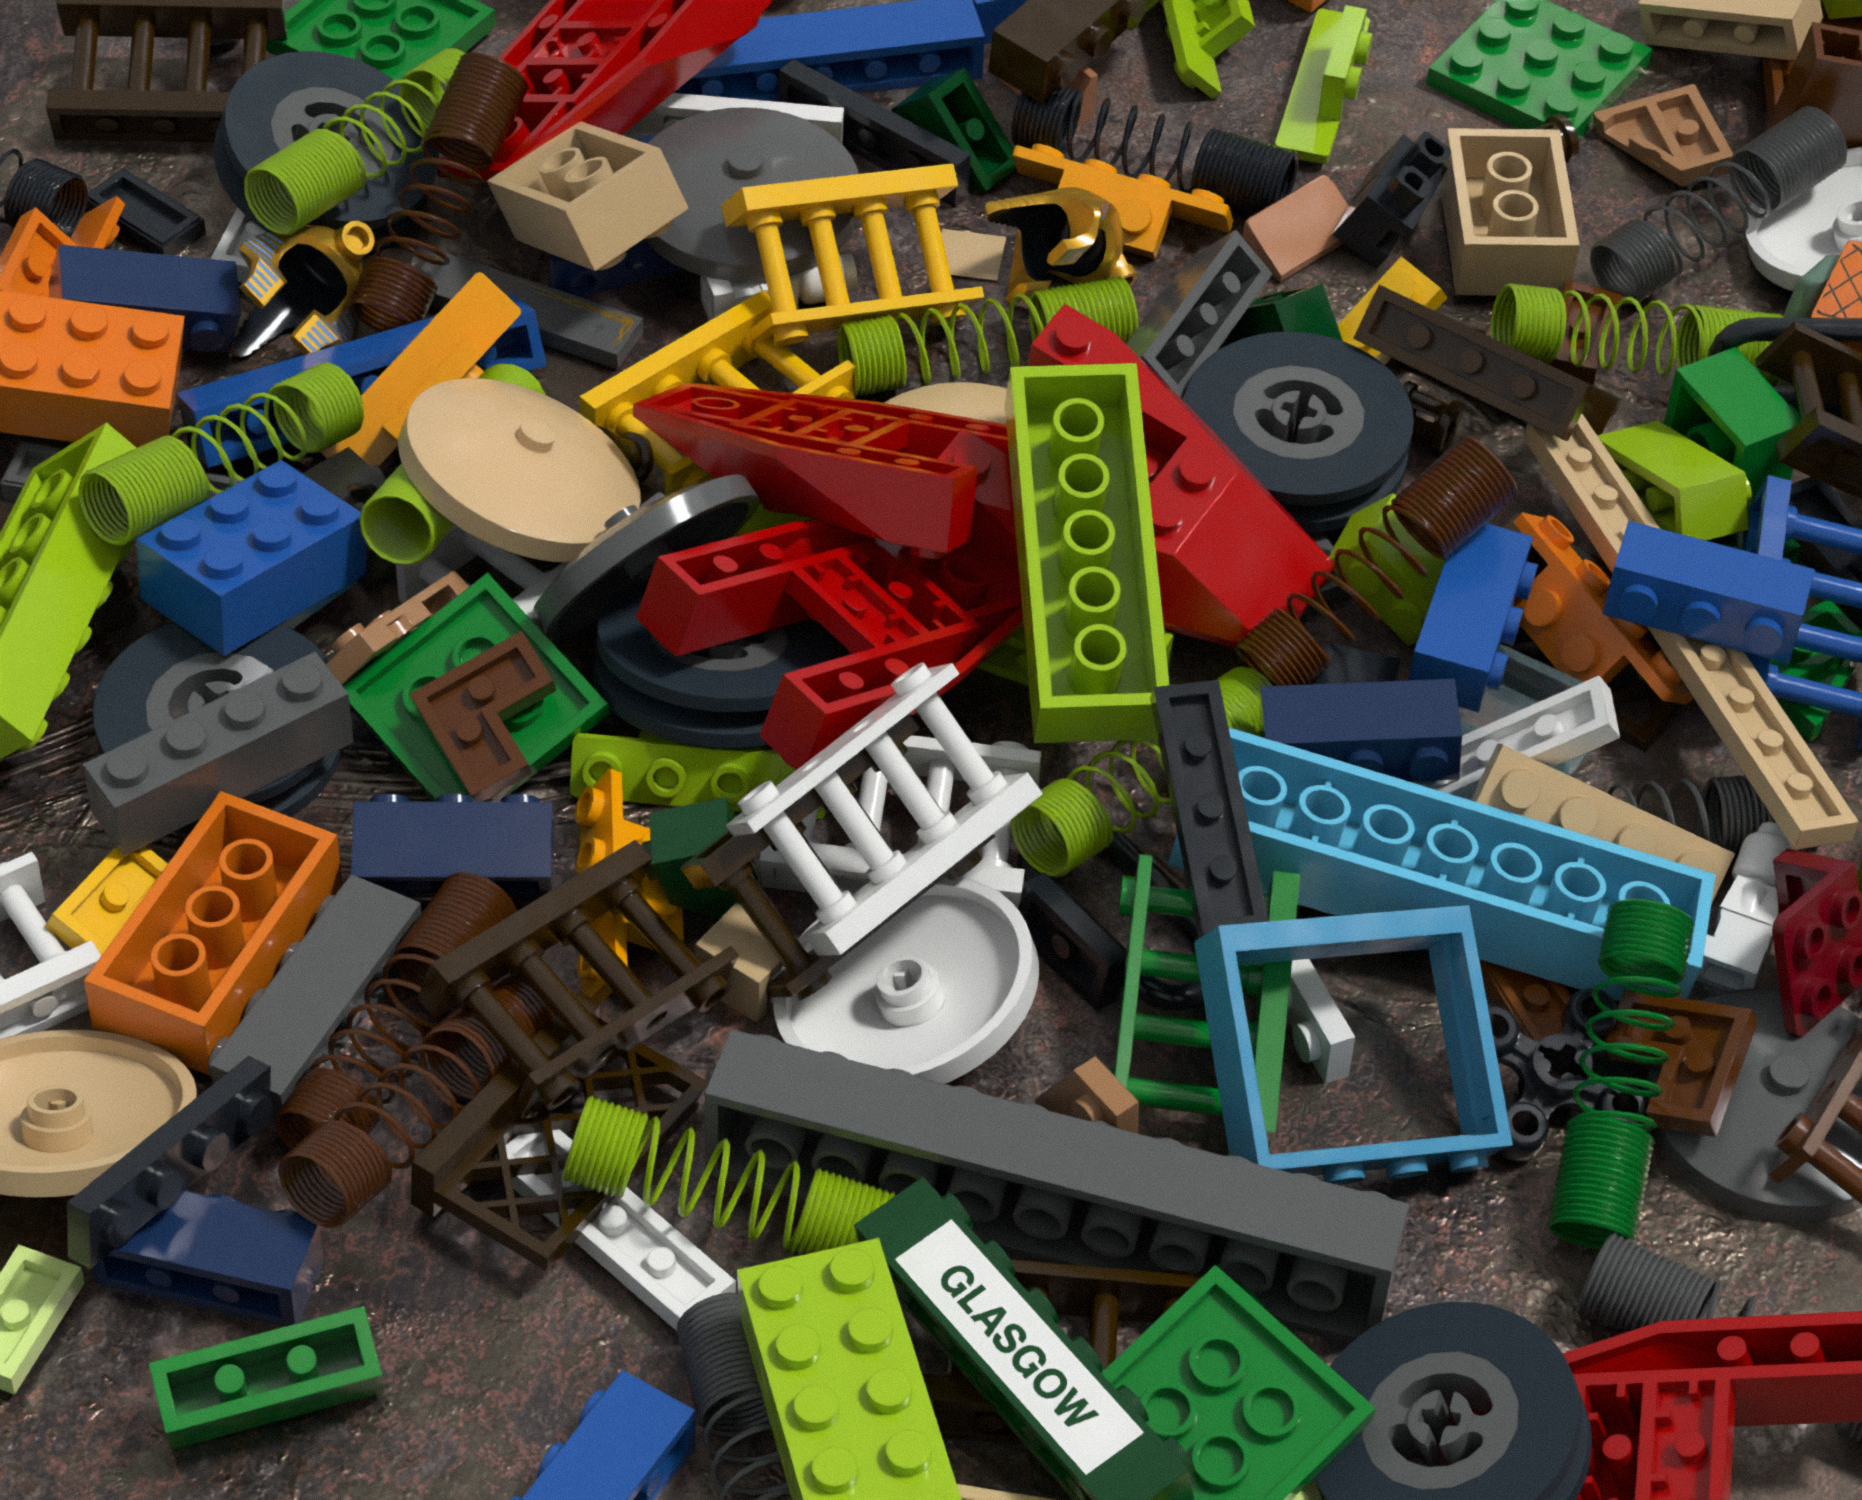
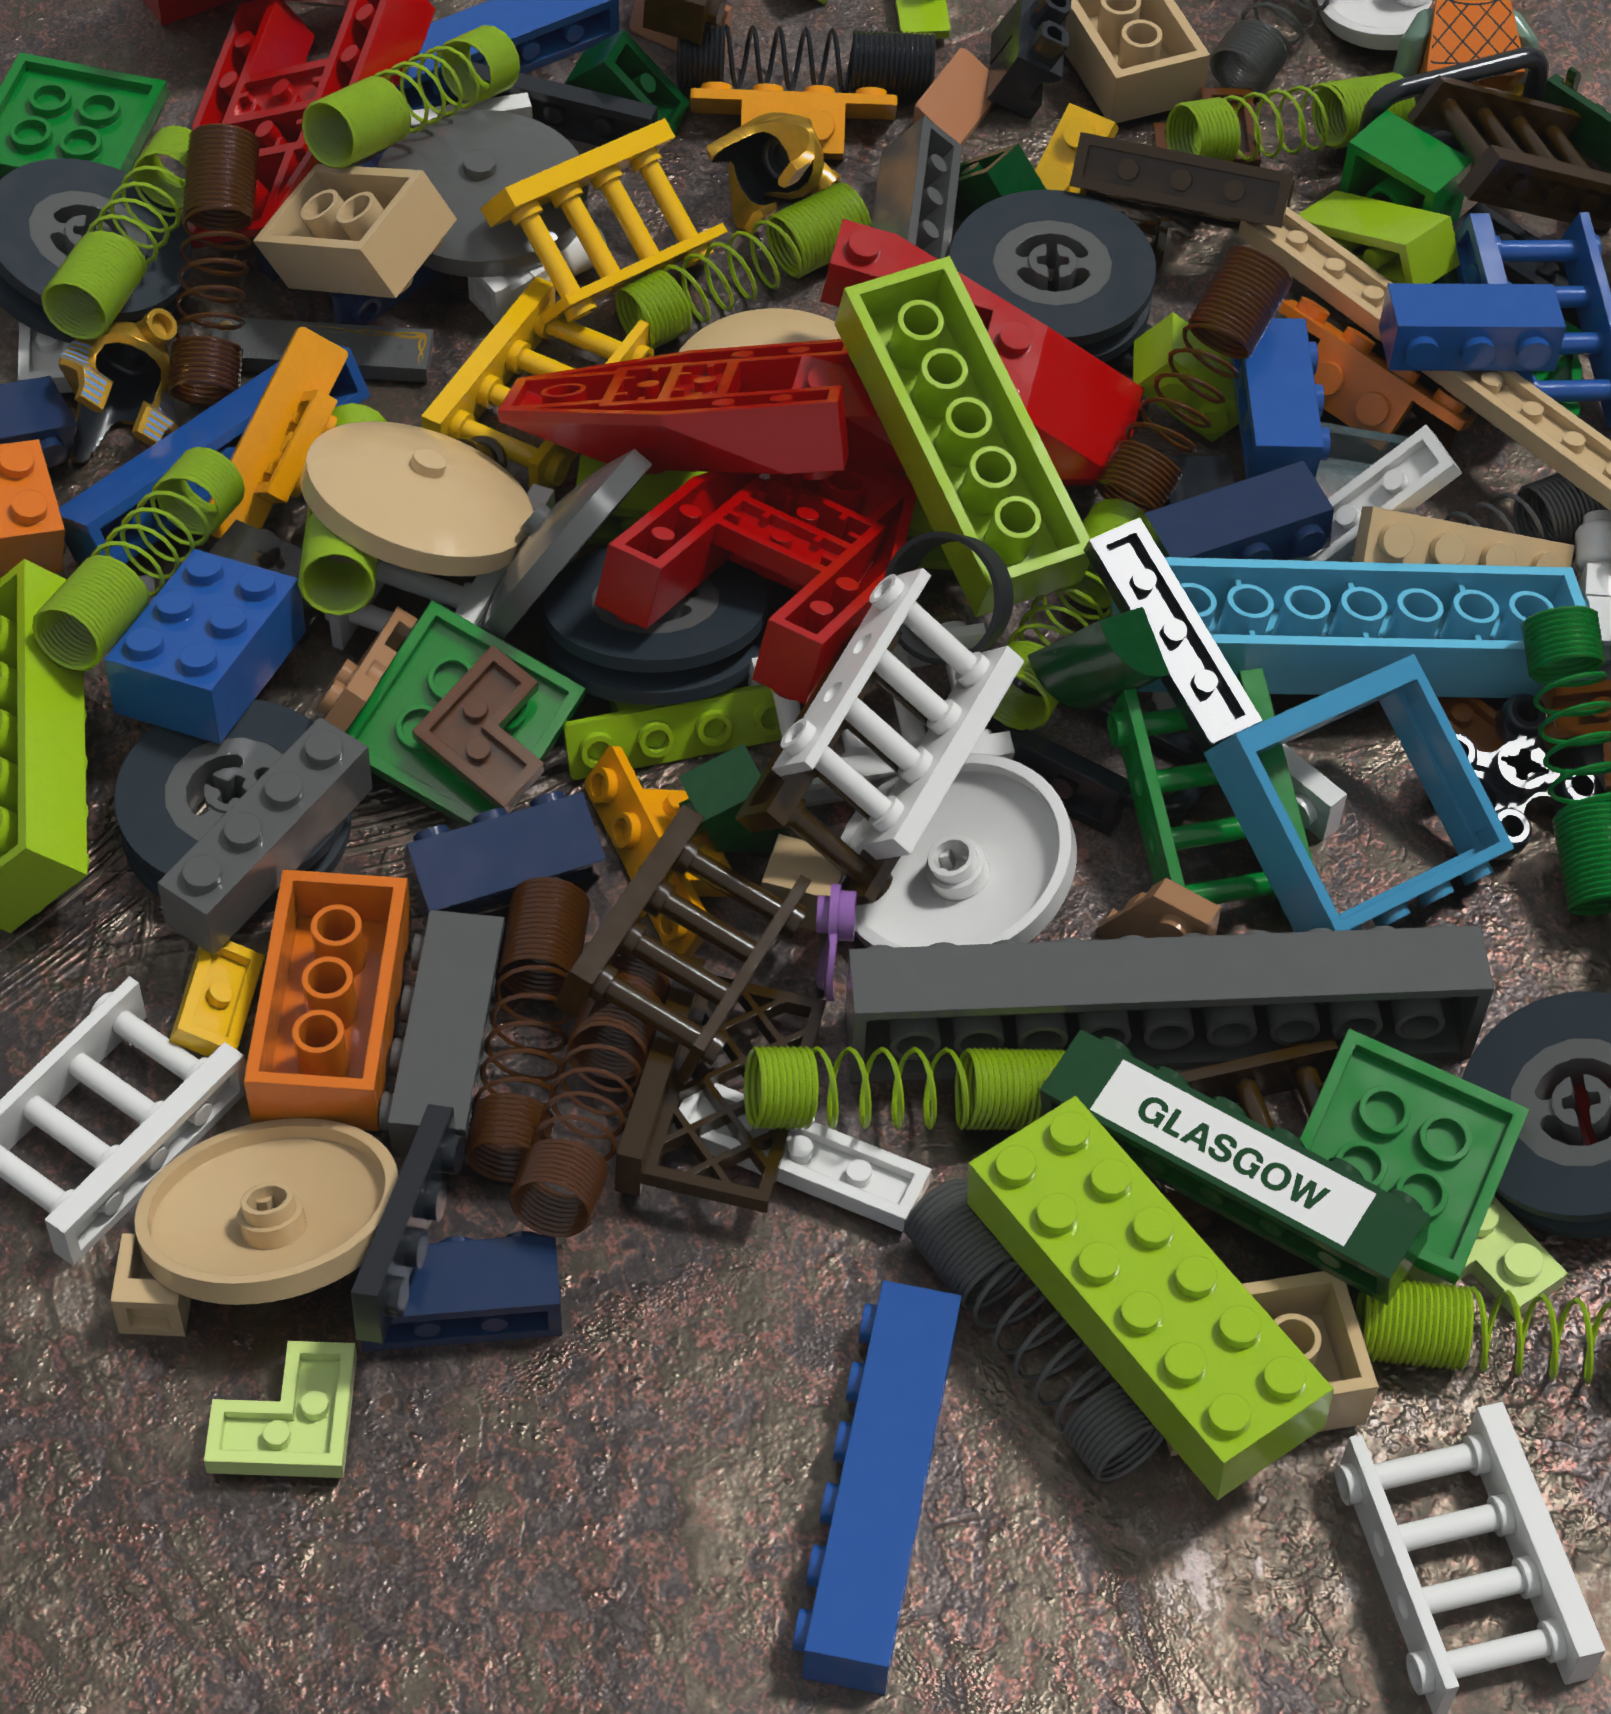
camera: 20 degrees left, 5 degrees up
(266, 1377) = (574, 1389): green brick -> none
(651, 87) = (377, 114): none -> lime piece
(746, 1003) = (836, 918): none -> medium lavender plate
(971, 660) = (910, 557): none -> black tyre
(973, 254) = (694, 194): tan sticker -> none
(1126, 816) = (1101, 661): none -> dark green brick

